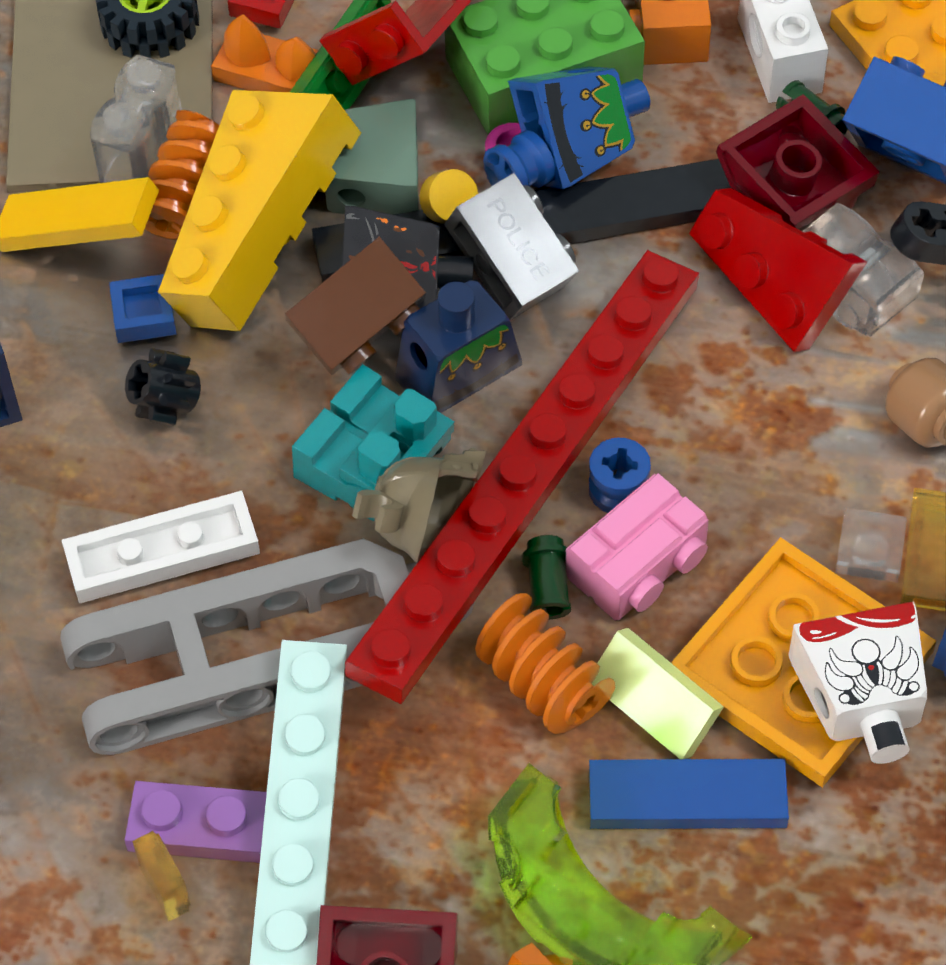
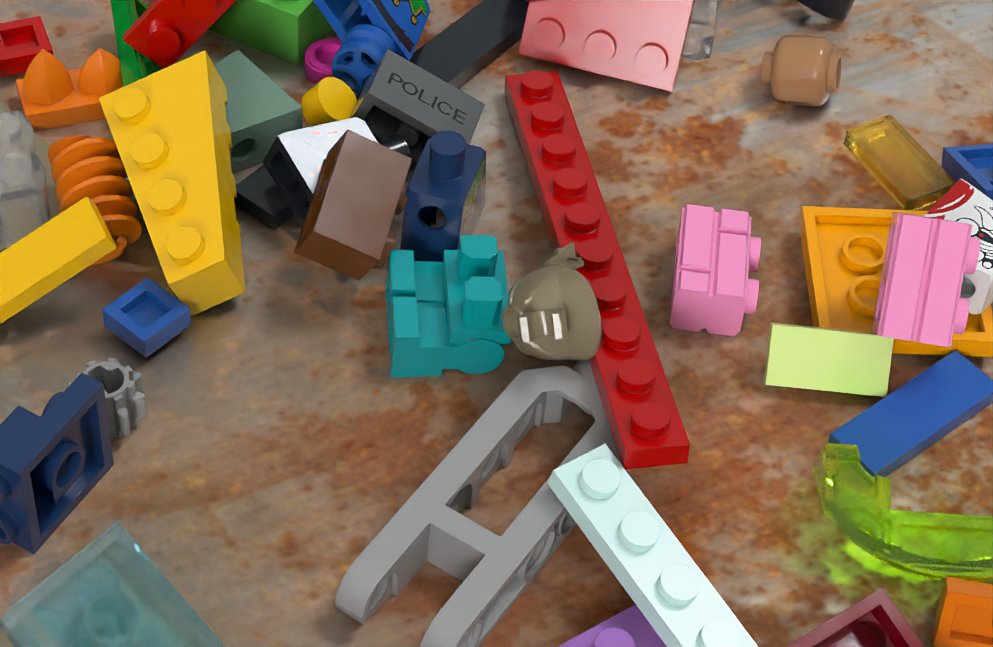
camera: 45 degrees left, 10 degrees down
(48, 363) = (123, 394): none -> light grey gear
(160, 546) = (344, 485): white plate -> none
(162, 386) = (229, 361): black gear -> none
(539, 669) = (736, 385): orange piece -> none
(547, 575) = (671, 330): dark green pin -> none
(632, 471) = (646, 231): blue wheel -> none
(765, 674) = (924, 279): none -> bright pink brick
(871, 545) = (859, 180): clear plate -> none

